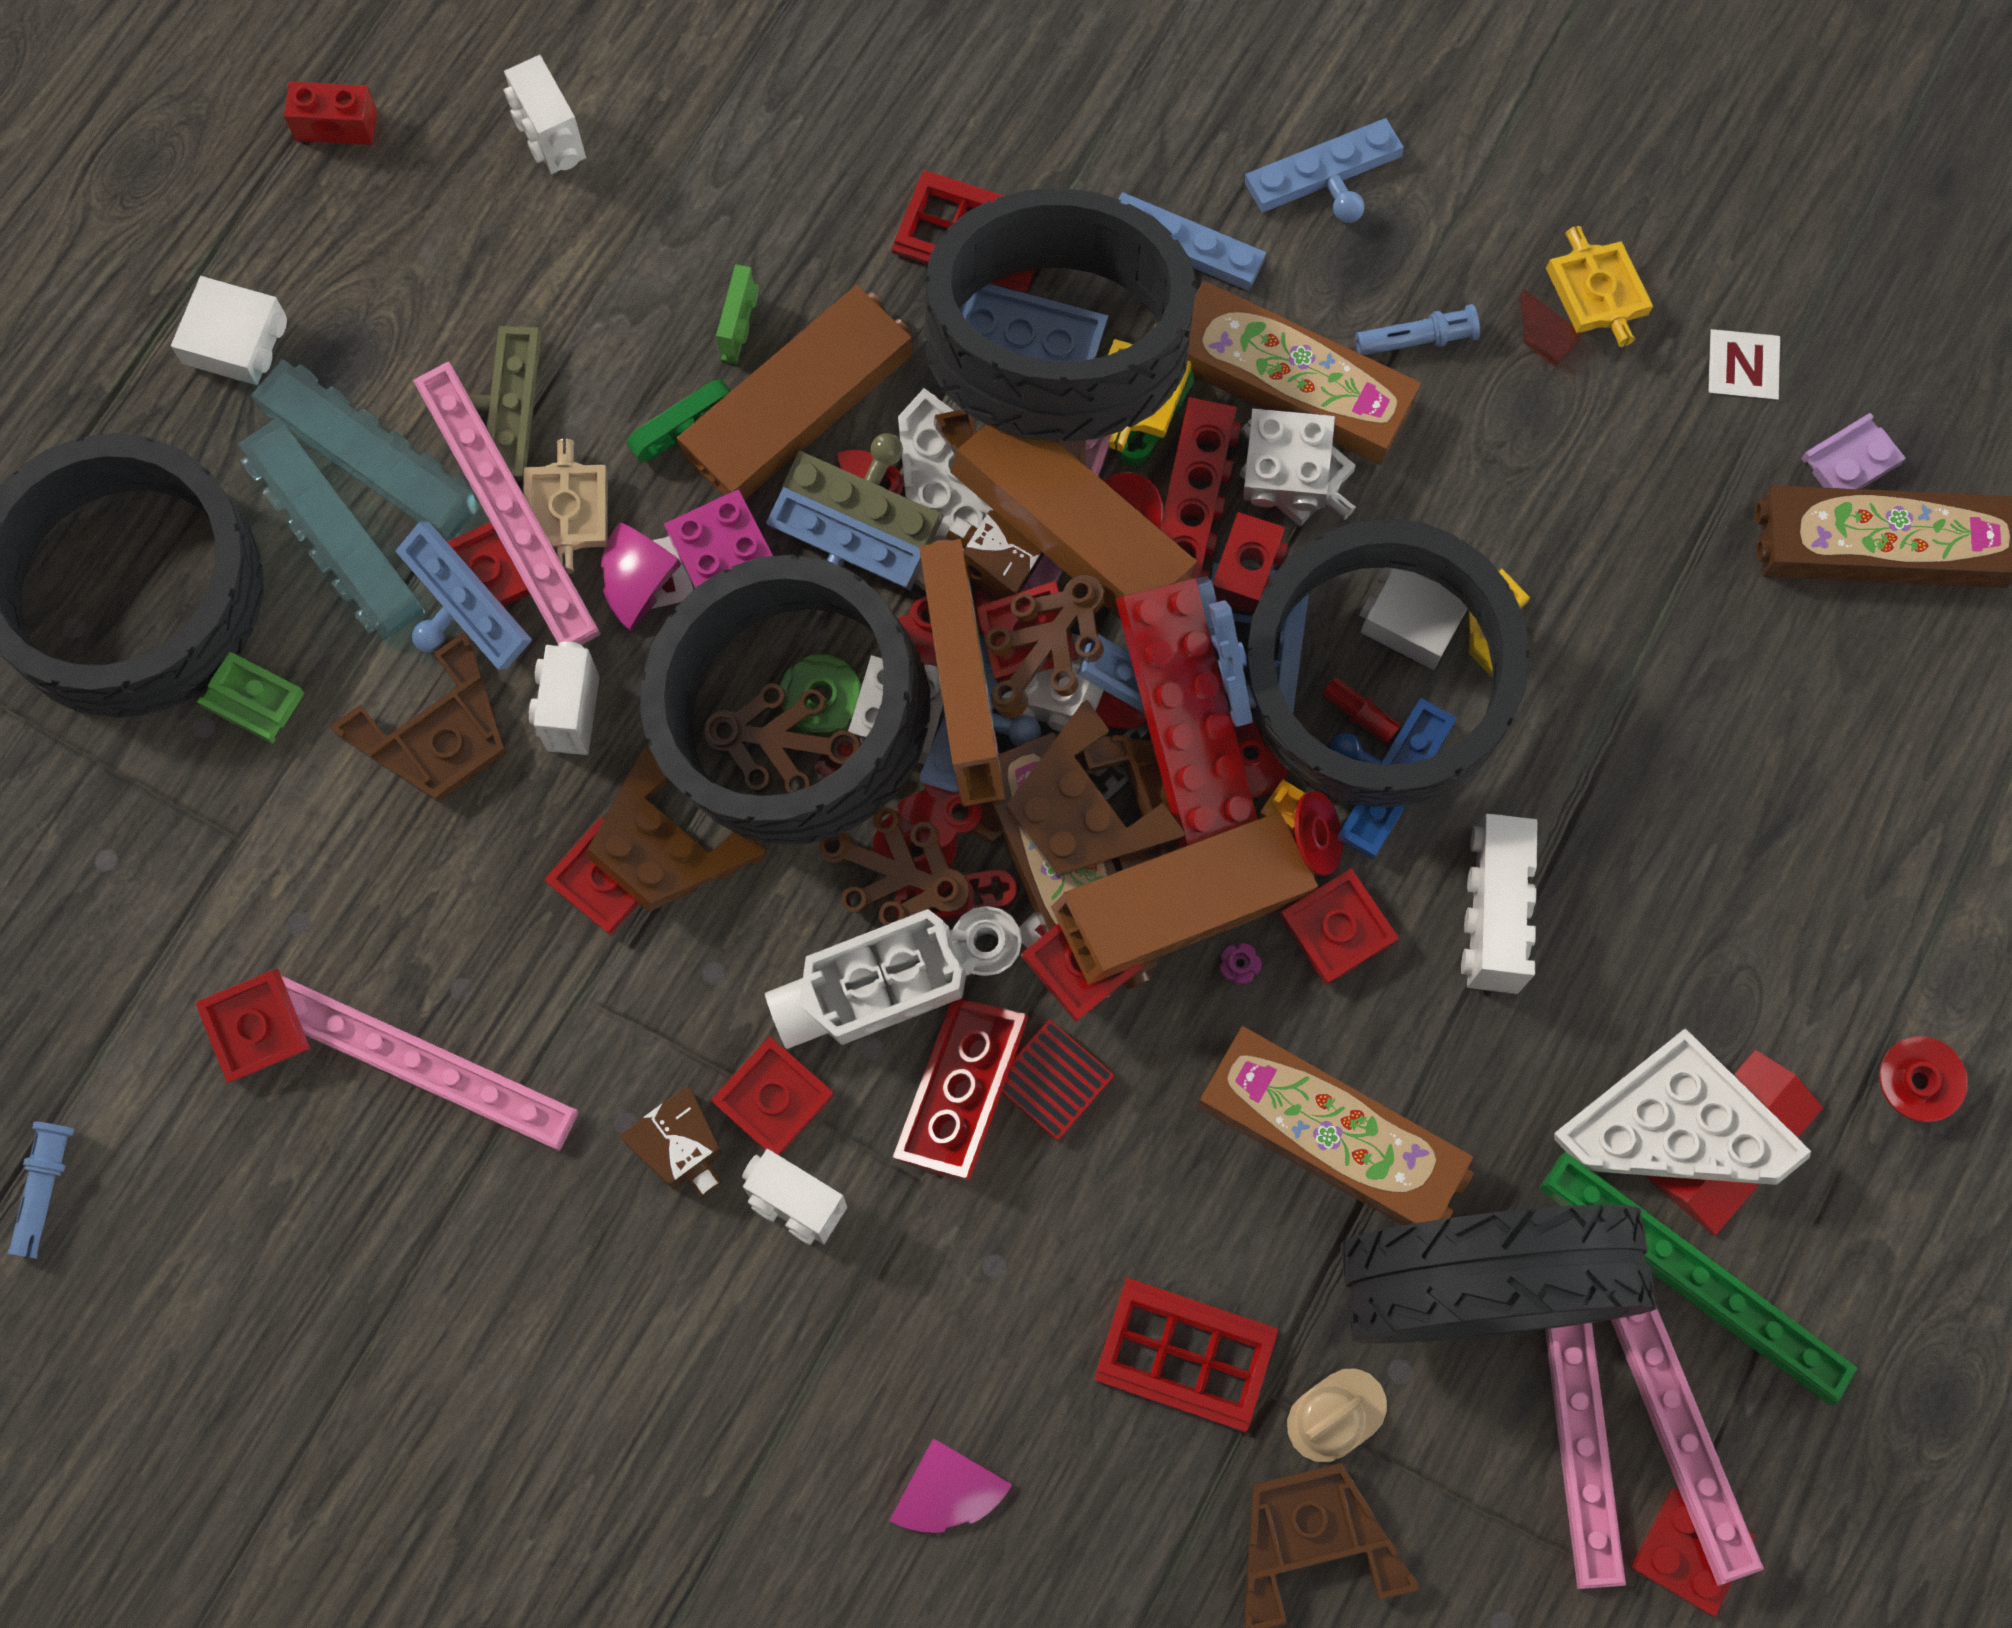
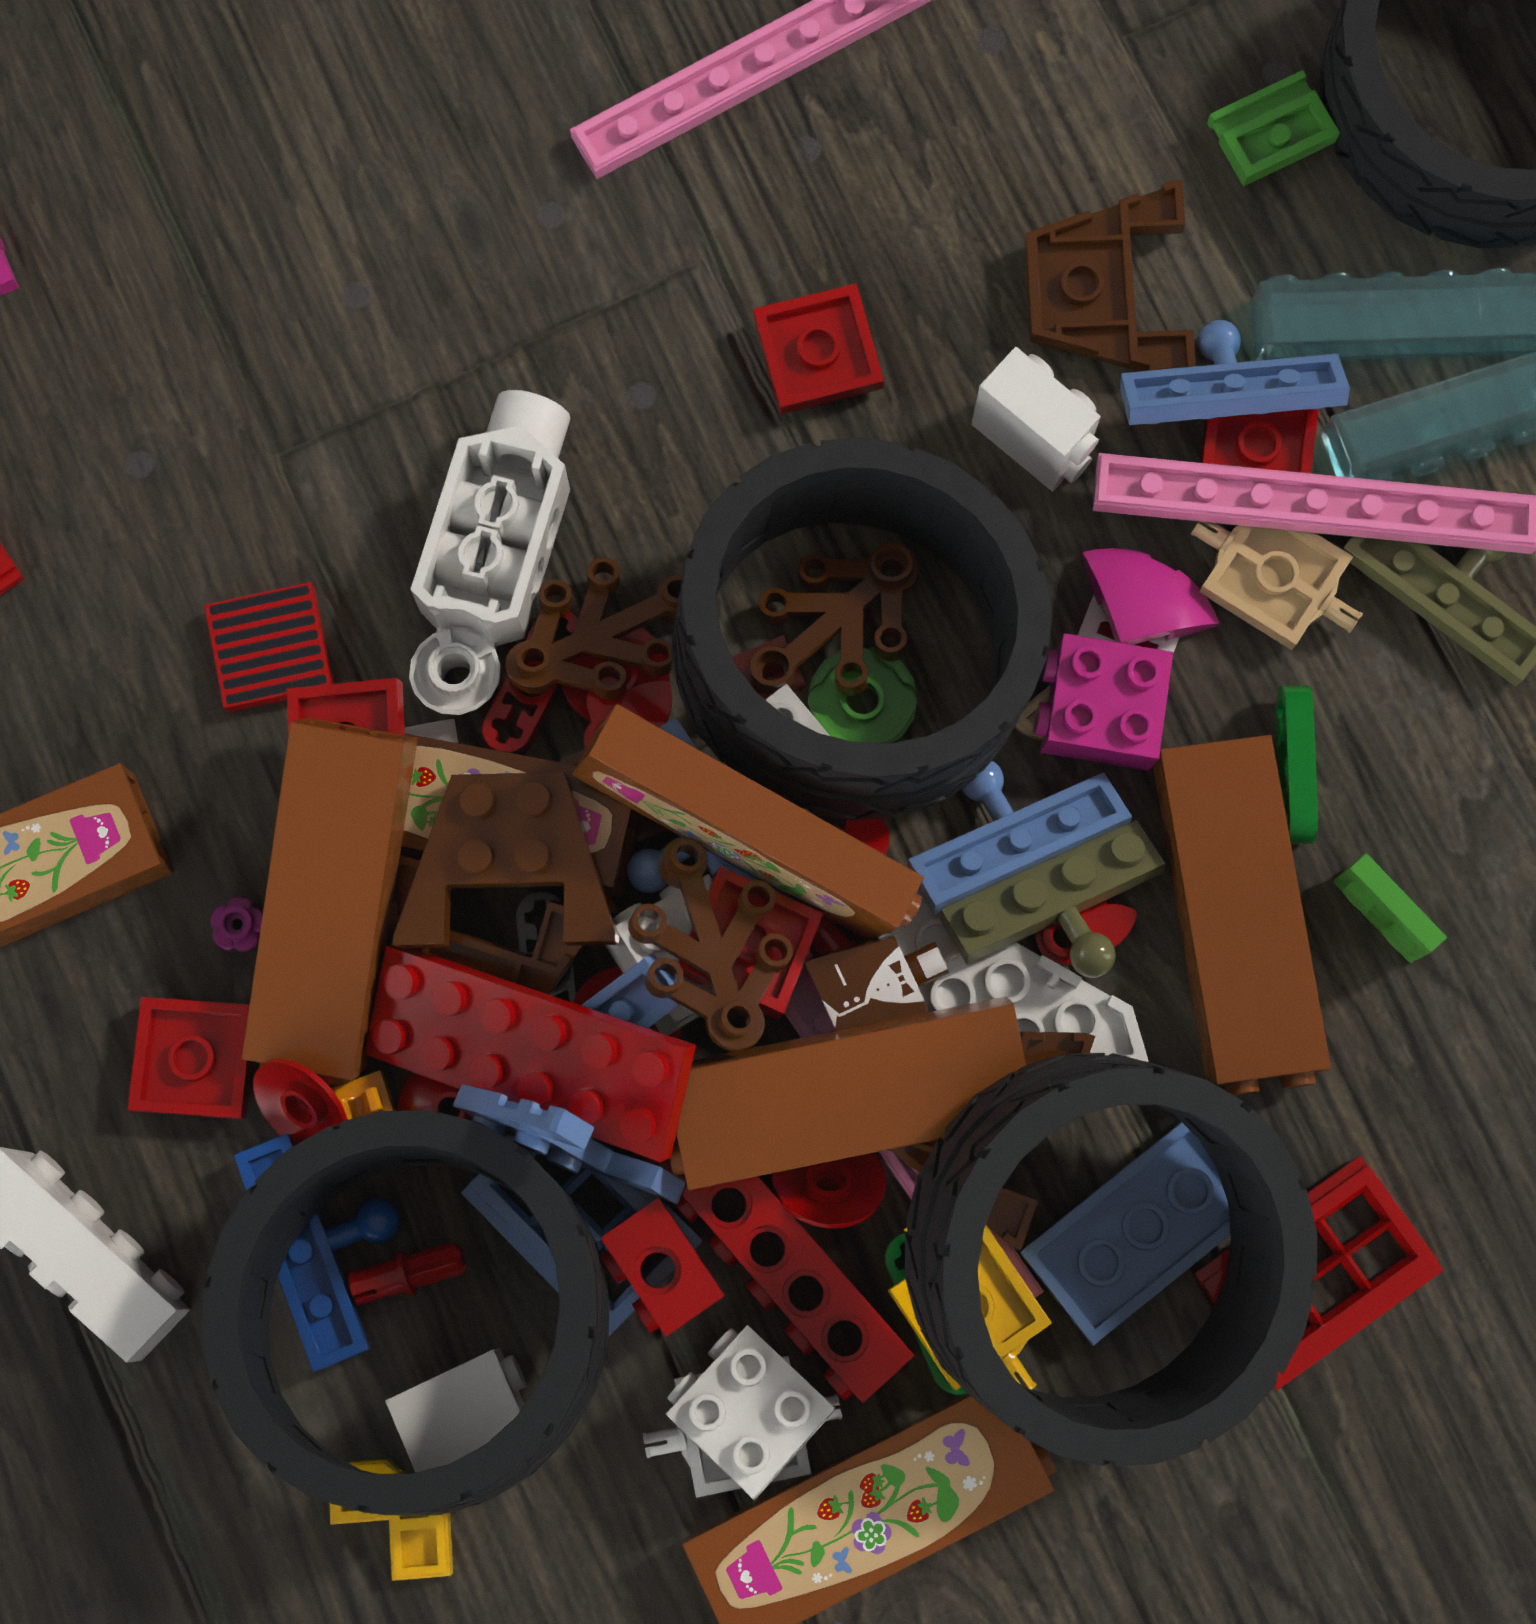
camera: 130 degrees right, 5 degrees up
(651, 853) = (807, 396): reddish brown wing -> none
(677, 1143) = (485, 238): reddish brown torso -> none
(772, 1097) = (460, 358): red plate -> none
(793, 1195) = (338, 299): white brick -> none
(960, 1088) = (328, 546): red slope -> none
(1207, 248) = (1131, 1519): medium blue plate -> none

